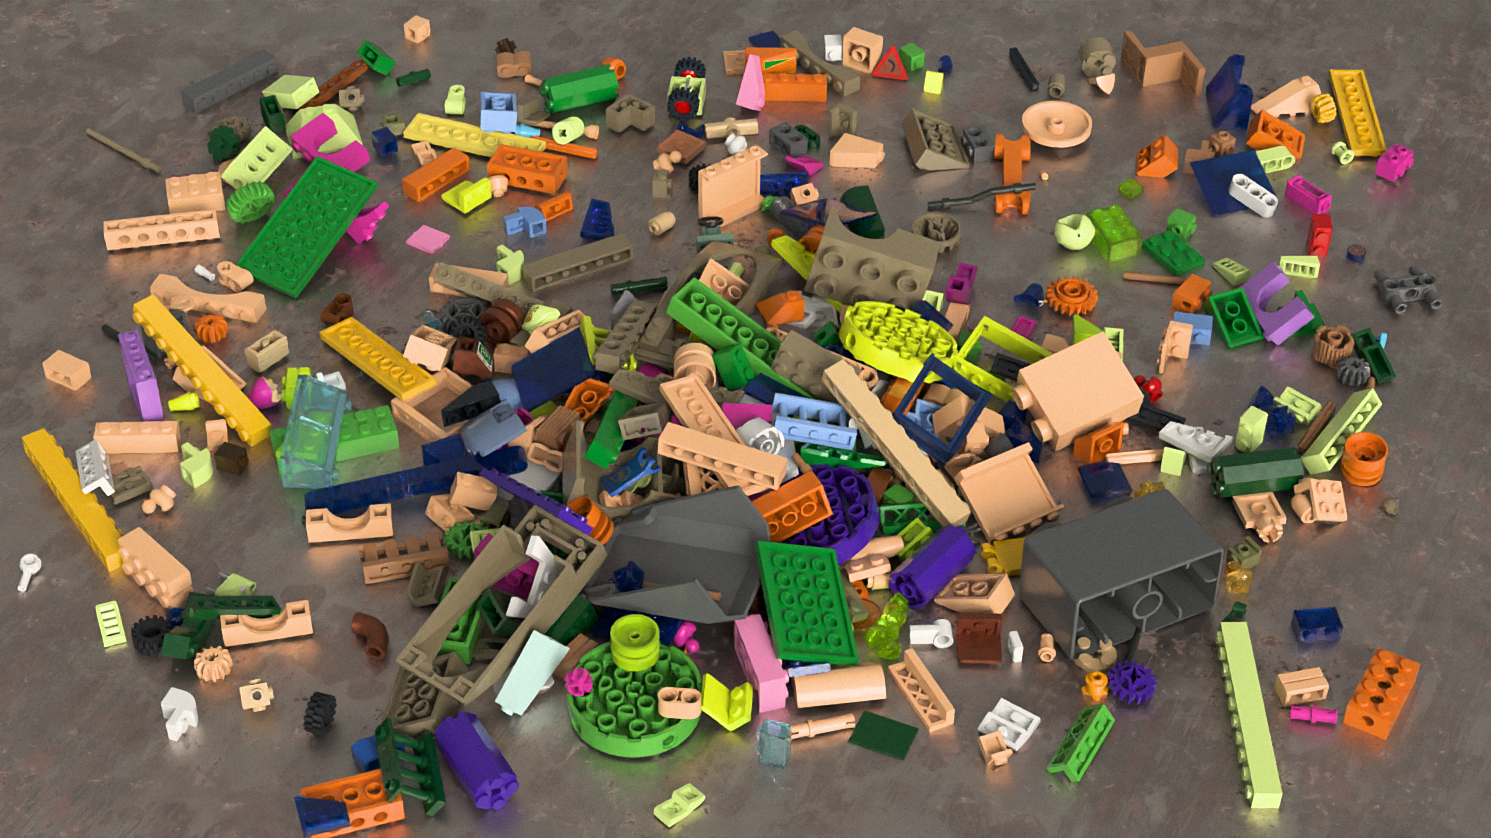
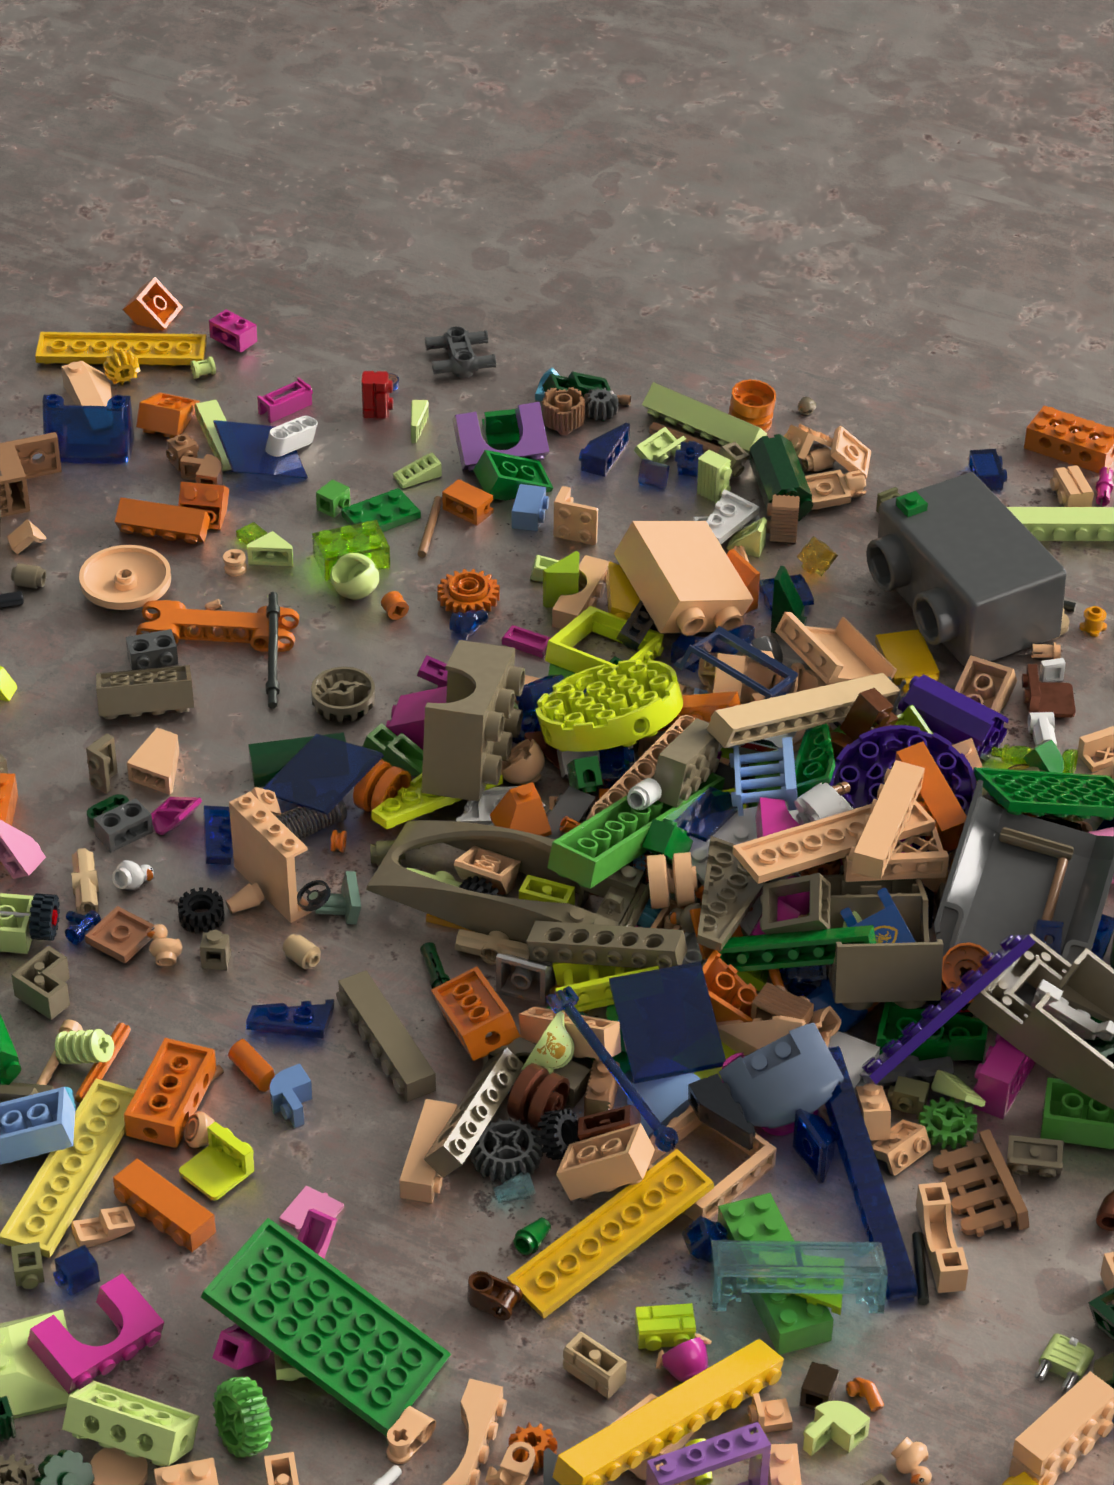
camera: 90 degrees left, 0 degrees up
(228, 482) = (865, 1389): none -> orange arm
(333, 379) = (643, 1293): white tile -> none
(365, 398) = (699, 1237): none -> clear blue brick
(387, 329) = (531, 1236): none -> green cone
(510, 263) = (390, 1103): yellowish green brick -> none
(561, 307) = (565, 1001): none -> clear blue hinge
(579, 288) = (474, 1011): none -> orange brick
(734, 577) = (1036, 843): none -> dark tan axle
(769, 339) = (644, 794): none -> white brick
(869, 616) = (1046, 758): none -> green brick
(901, 497) = (867, 713): none -> reddish brown brick
(1049, 258) = (394, 605): none -> orange wheel
(1066, 462) = (785, 599): none -> dark green slope
(1091, 179) = (234, 562): none -> light nougat wheel
(1108, 193) = (270, 550): none -> yellowish green slope
(1130, 138) = (162, 520): none -> orange brick
(1132, 682) = (1088, 593): dark purple gear -> none
(1159, 502) = (911, 504): none -> green plate
(1196, 473) = (784, 518): none -> medium nougat brick
(1281, 440) = (736, 455): none -> dark tan brick
(1283, 373) = (604, 450): none -> clear blue slope
(1313, 525) = (850, 451): none -> light nougat tile
(1419, 122) = (153, 306): none -> orange slope

